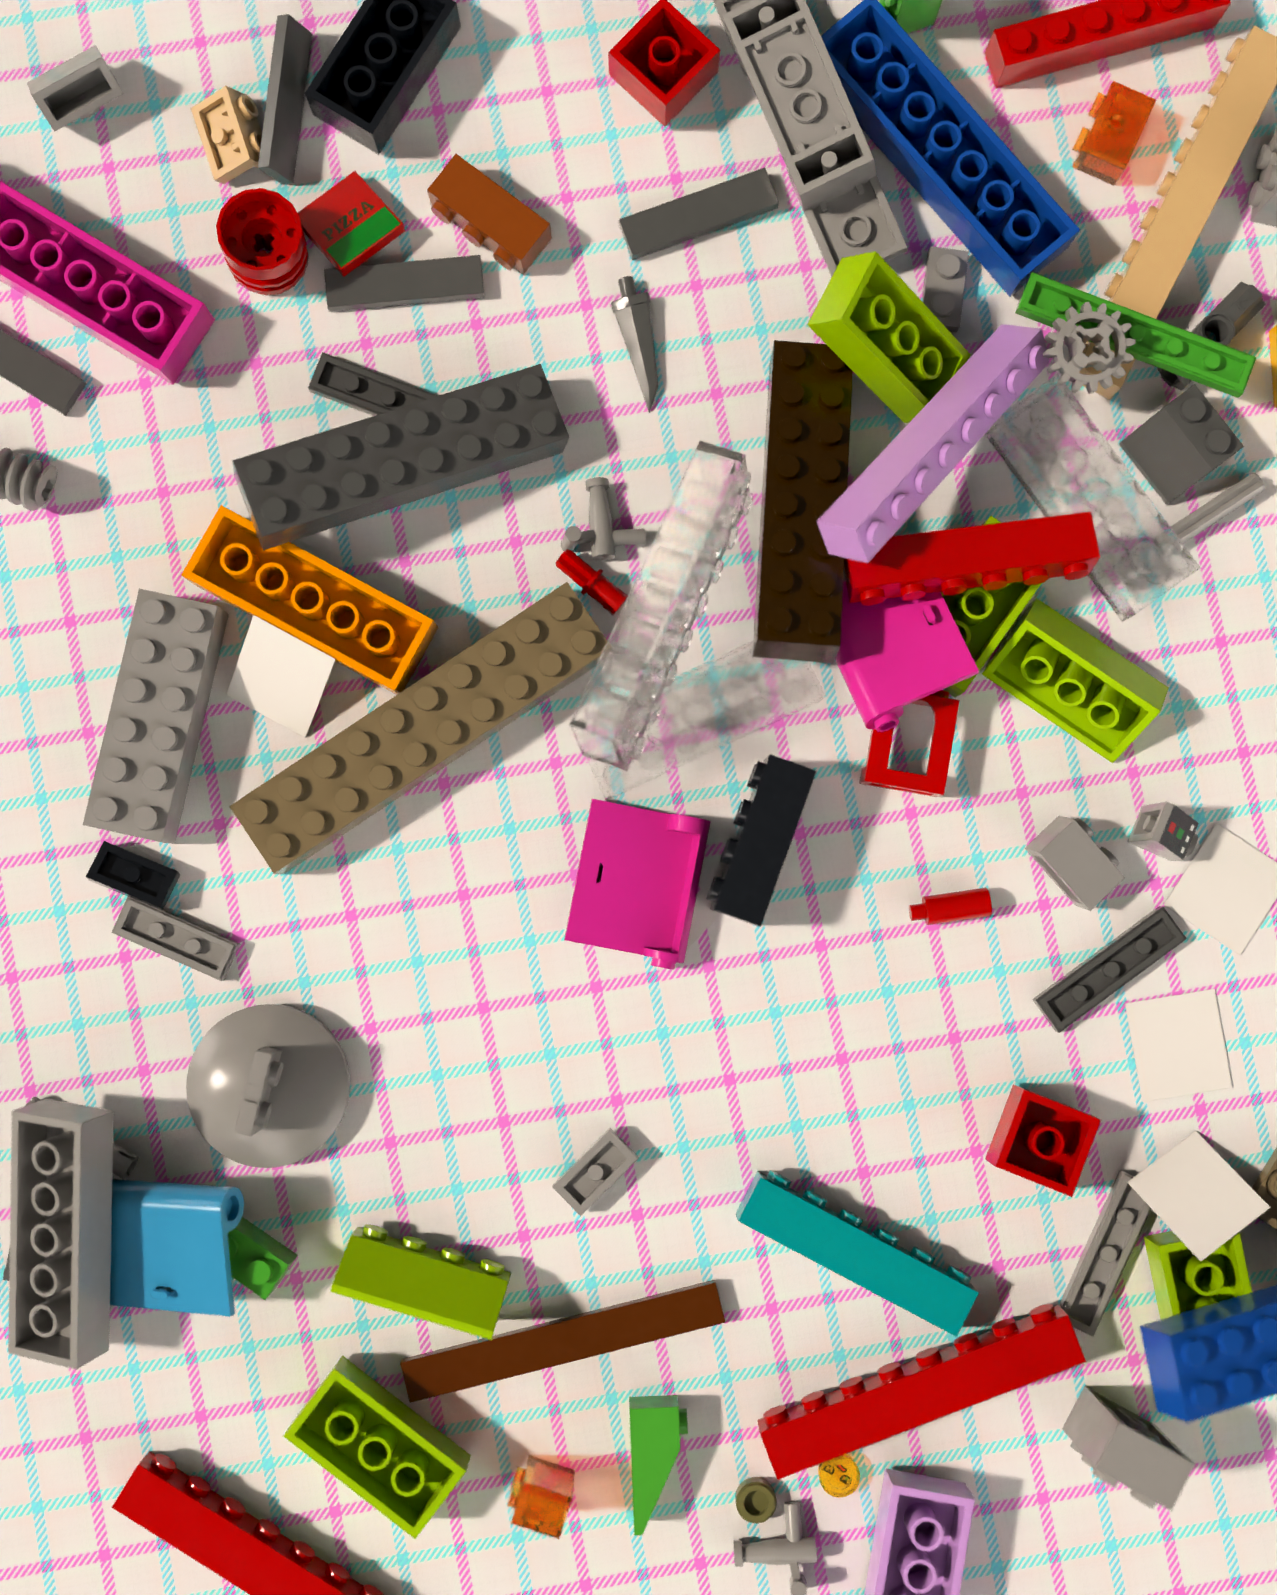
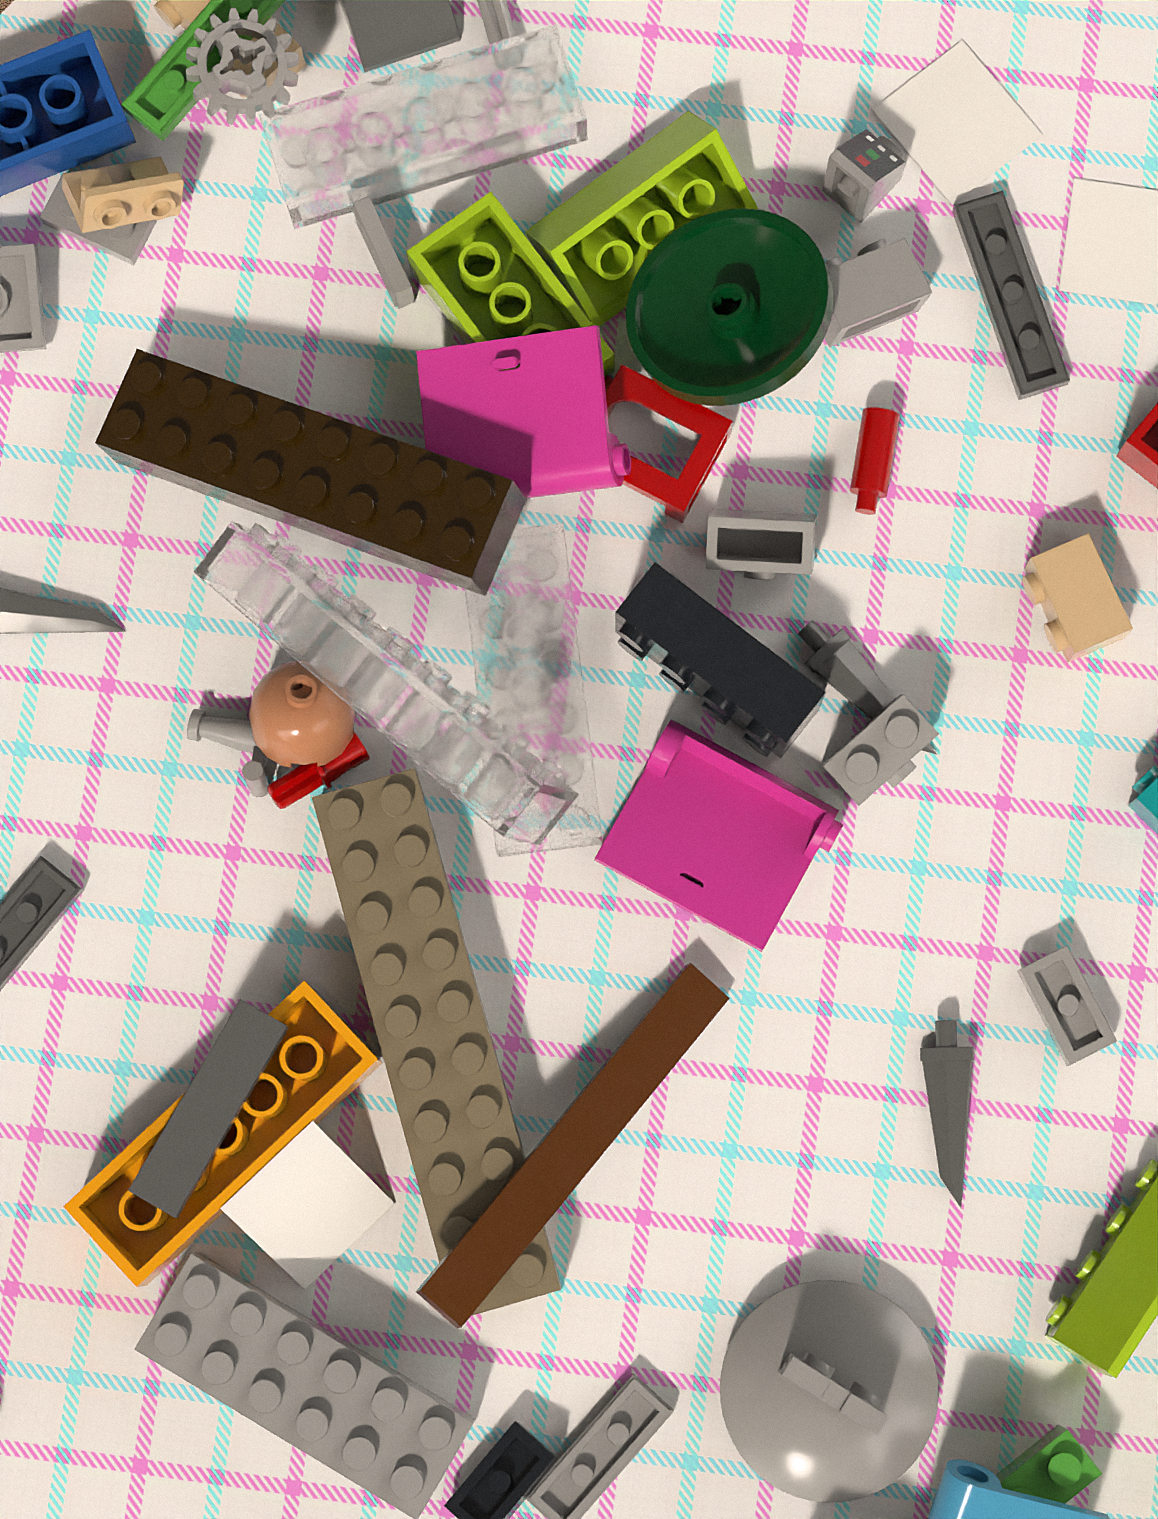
camera: 60 degrees left, 5 degrees down
(319, 582) = (208, 1109): none -> dark grey tile
(377, 849) = (572, 1146): none -> reddish brown tile
(400, 456) = (80, 957): dark grey brick -> none
(508, 1104) = (948, 1092): none -> dark grey bar
(618, 552) = (299, 717): none -> nougat cylinder
(735, 979) = (881, 750): none -> light grey brick
(785, 942) = (847, 671): none -> dark grey bar
(860, 844) = (761, 543): none -> light grey brick
(886, 334) = (146, 300): lime brick -> none
(896, 1087) = (1076, 598): none -> tan brick
(933, 443) = (296, 288): lavender brick -> none
(966, 298) = (123, 194): none -> tan bracket
(975, 557) = (454, 291): red brick -> none
(988, 498) = (383, 252): none -> light grey tile
(1028, 765) = (729, 307): none -> dark green dish

